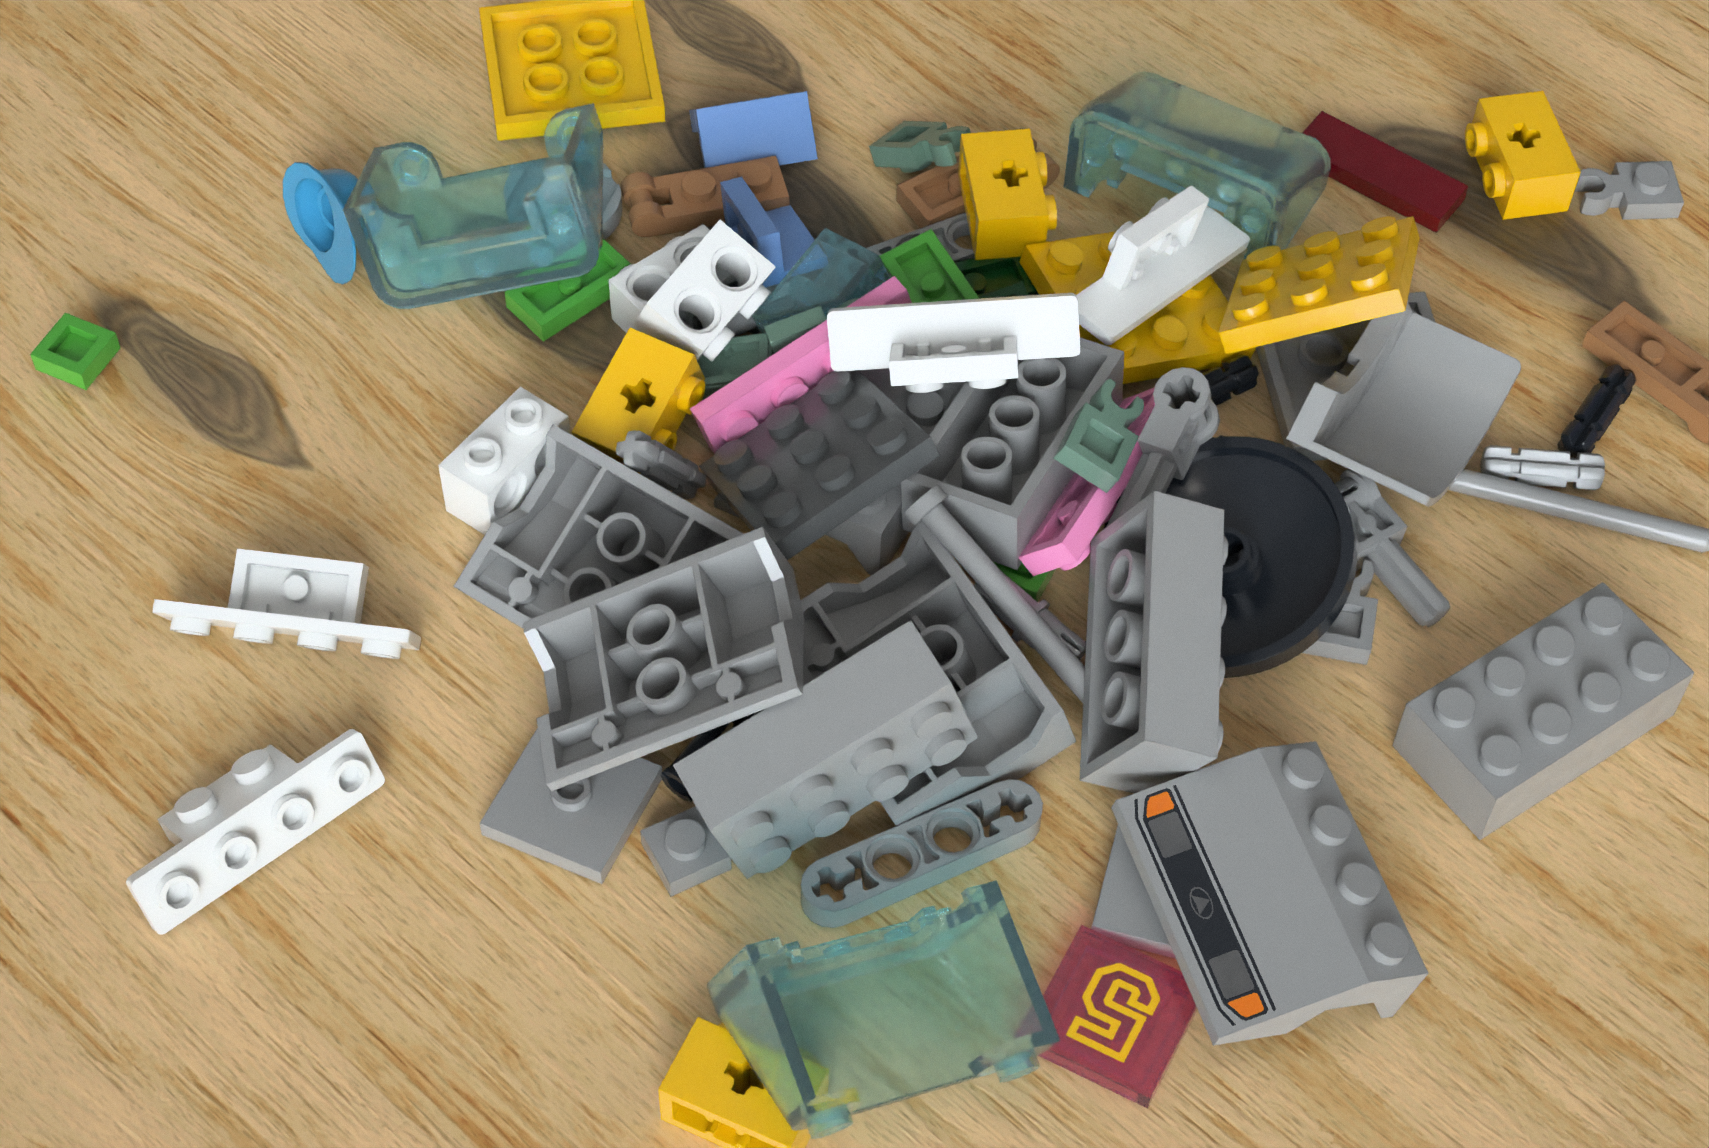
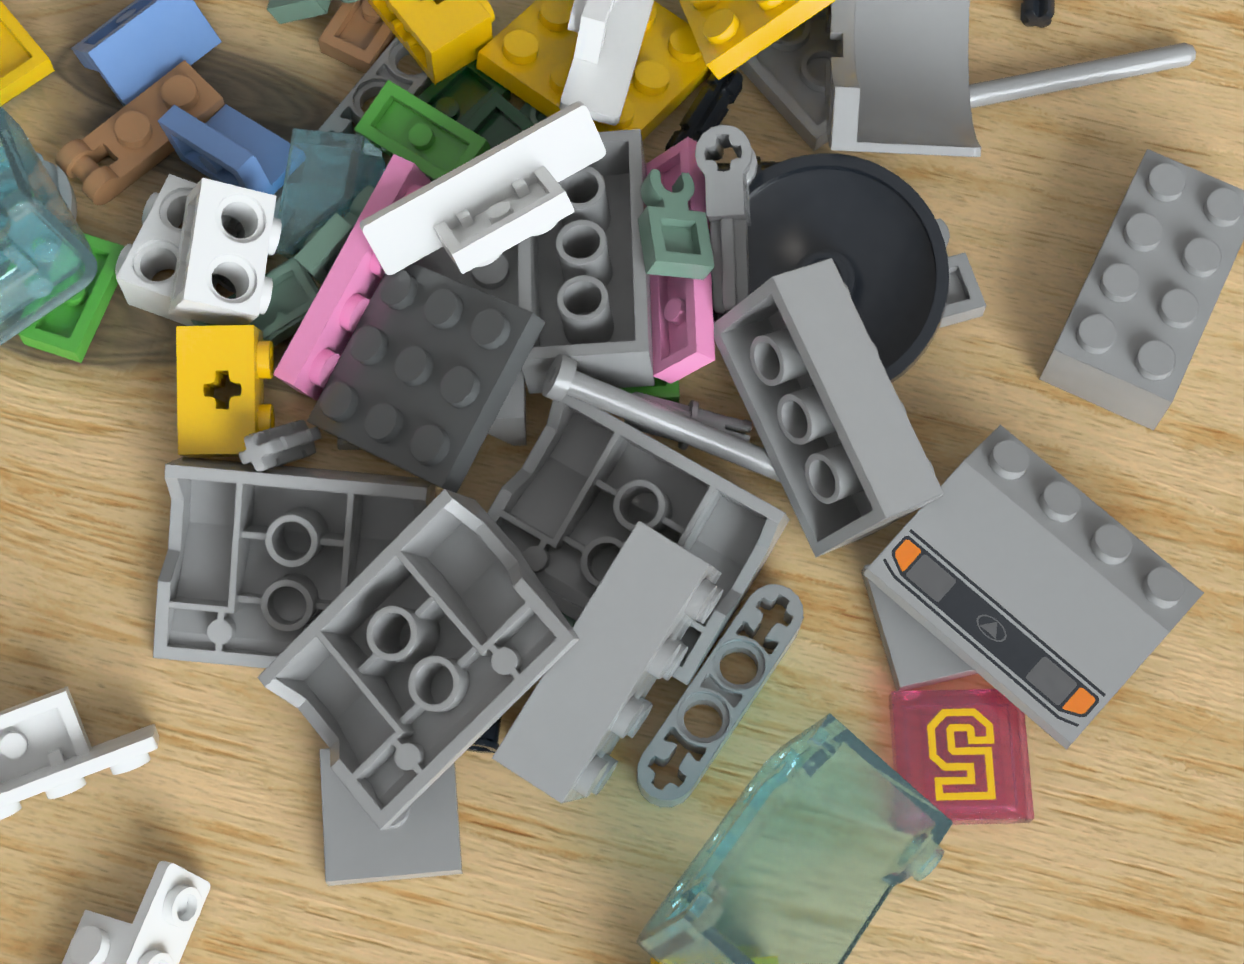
camera: 30 degrees left, 15 degrees up
(499, 460) = (128, 514): white brick -> none
(684, 851) = (514, 808): light grey plate -> none
(1379, 539) = (955, 209): light grey connector -> none
(1544, 467) = (1023, 49): axle -> none

